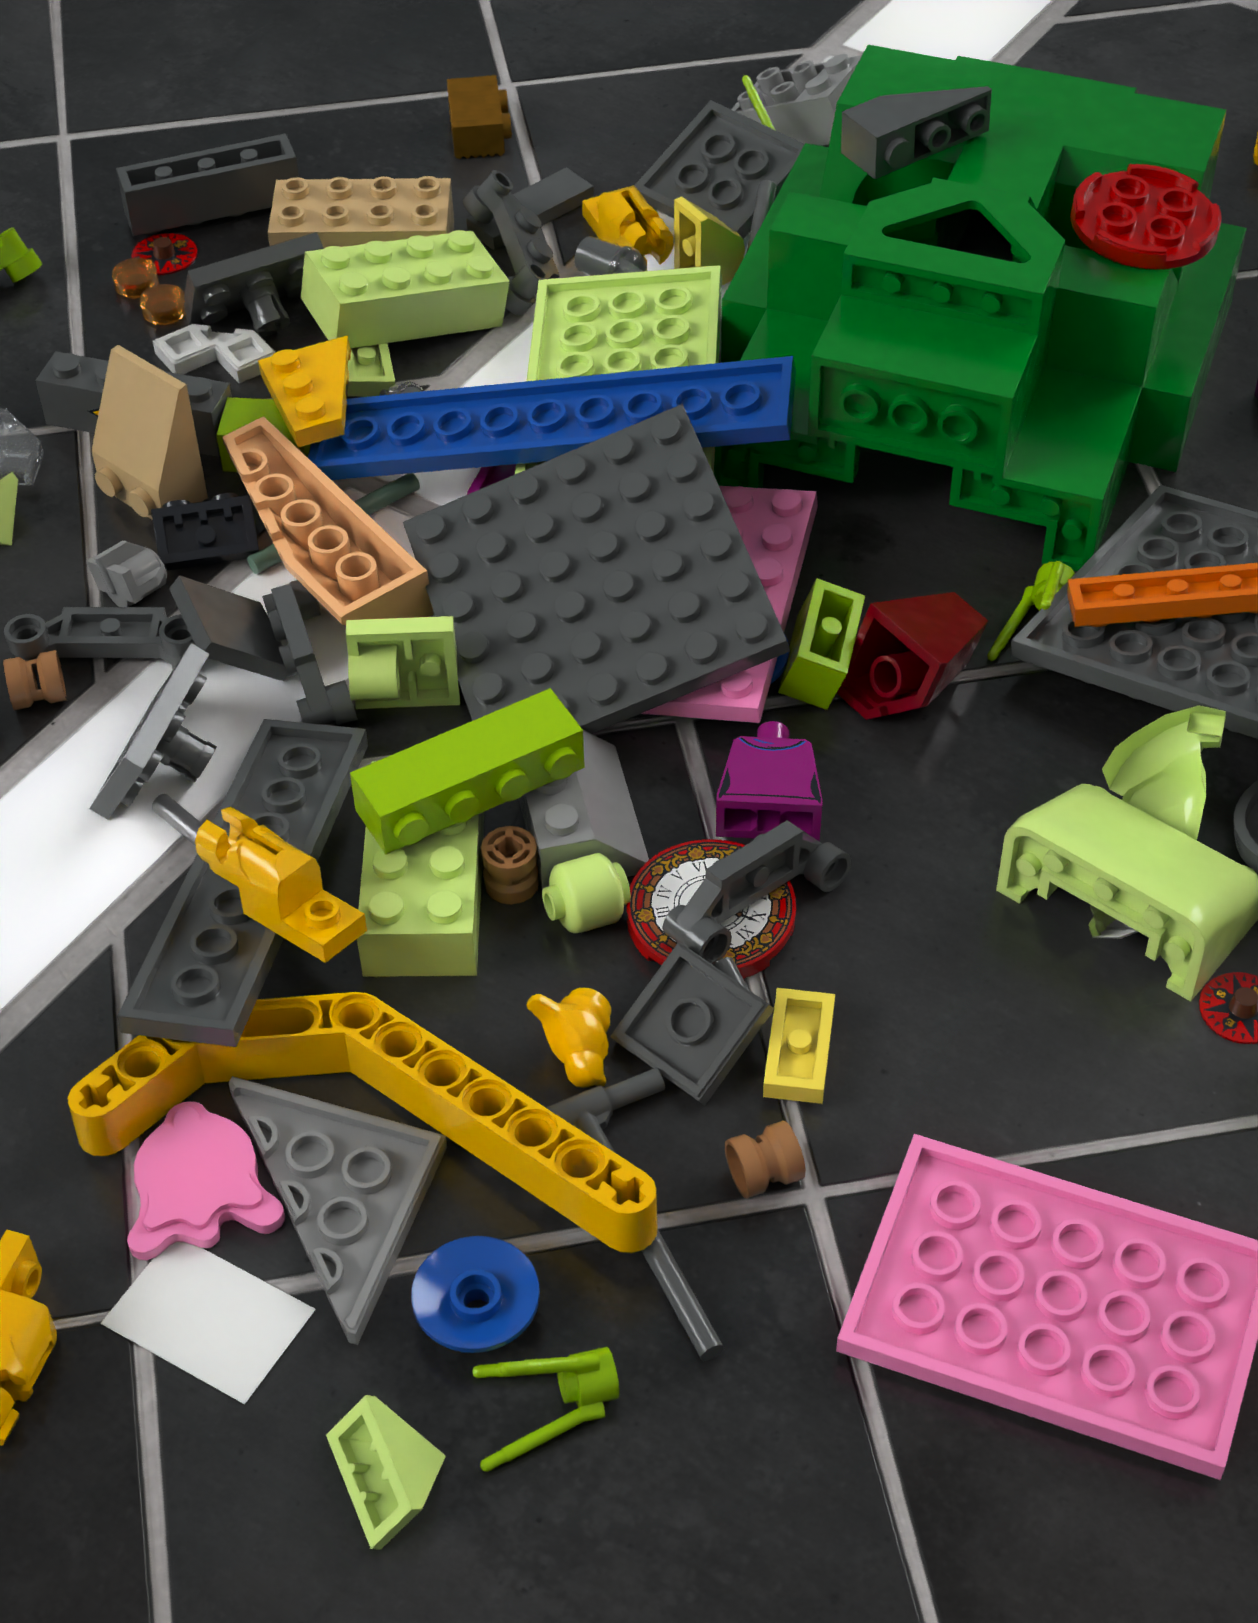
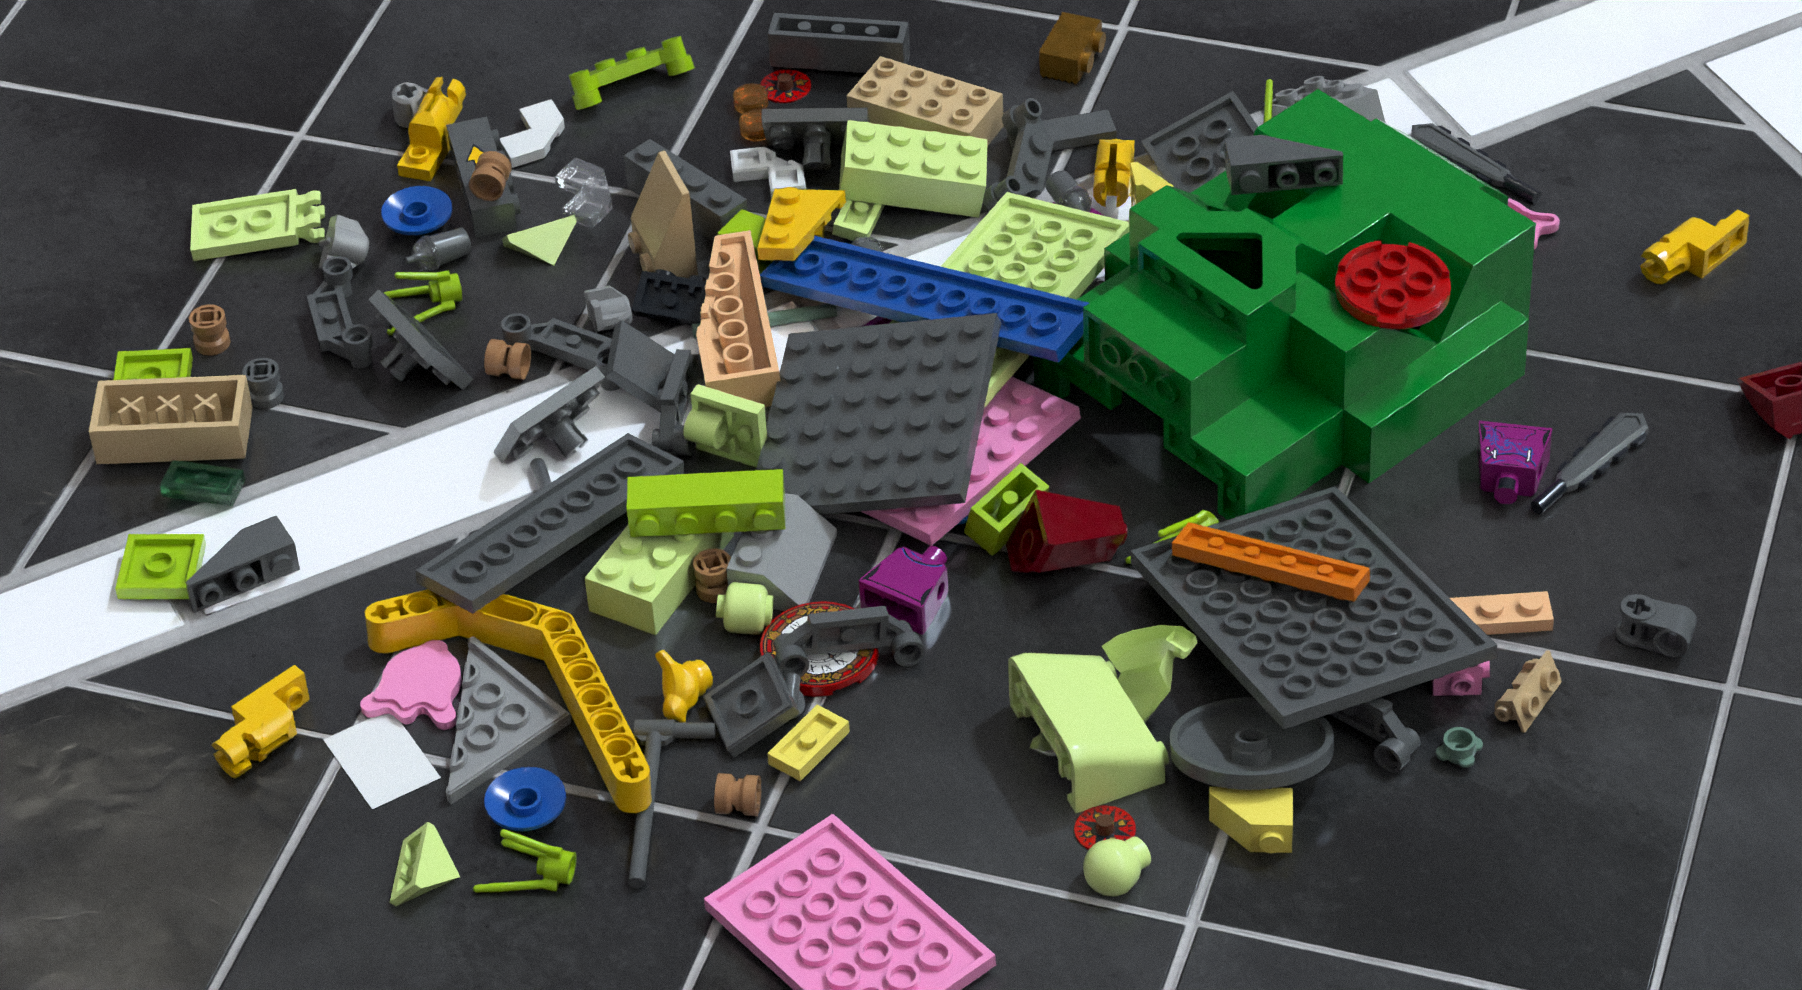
camera: 30 degrees right, 5 degrees down
(279, 885) = (549, 530): yellow plate -> none

